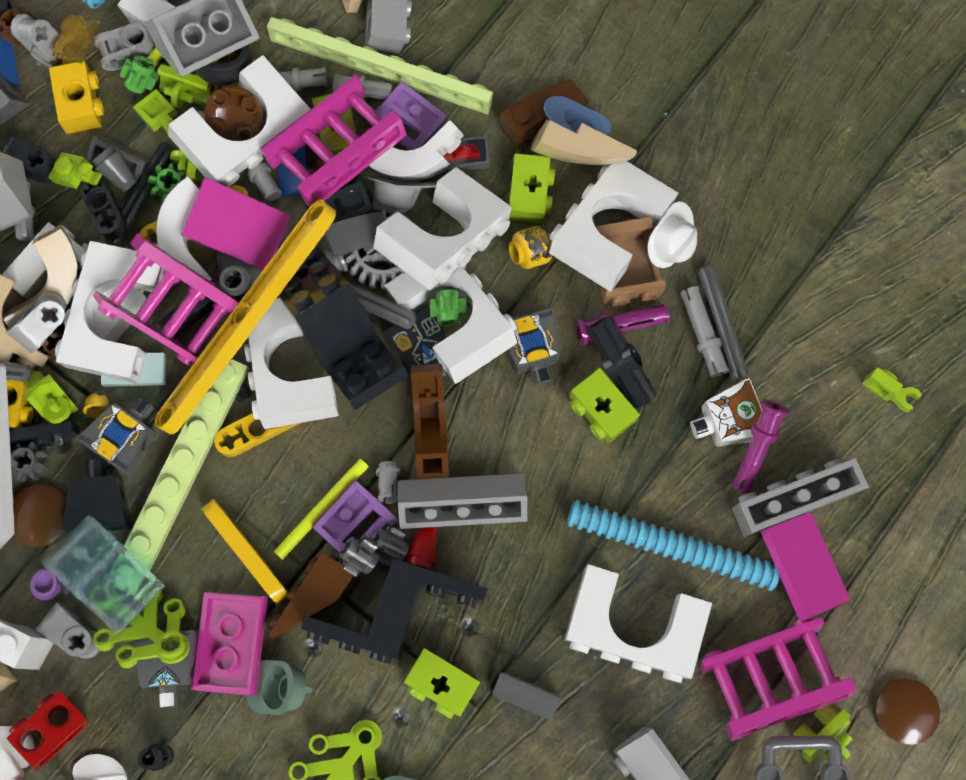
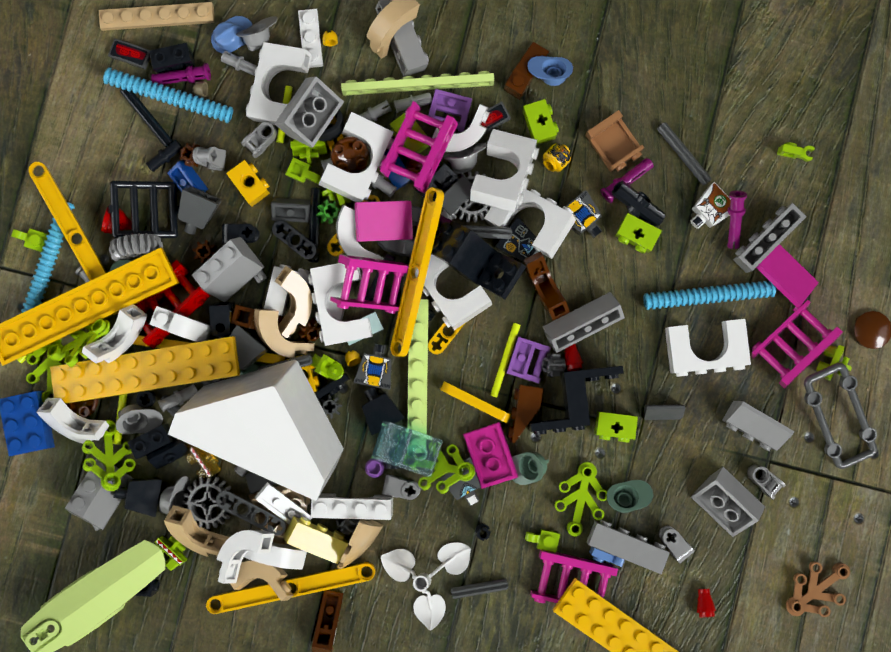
camera: 20 degrees left, 10 degrees up
(35, 325) = (302, 327): piece -> none
(39, 515) = (352, 432): reddish brown dish -> none
(53, 736) = (421, 545): red brick -> none
(71, 170) = (270, 228): lime plate -> none
(75, 39) = (232, 148): clear yellow hips -> none
(115, 169) = (295, 217): dark grey cone -> none
(139, 74) = (279, 152): bright green gear -> none
(231, 277) = (394, 252): dark grey cone -> none
(359, 555) = (542, 377): dark grey gear -> none
(388, 481) = (536, 329): light grey pin -> none
(448, 308) = (527, 216): bright green gear -> none
(580, 147) = (562, 87): tan brick -> none
(617, 187) = (584, 143): white arch -> none
(673, 237) = (637, 115): white piece -> none
(708, 343) = (676, 164): light grey pin -> none

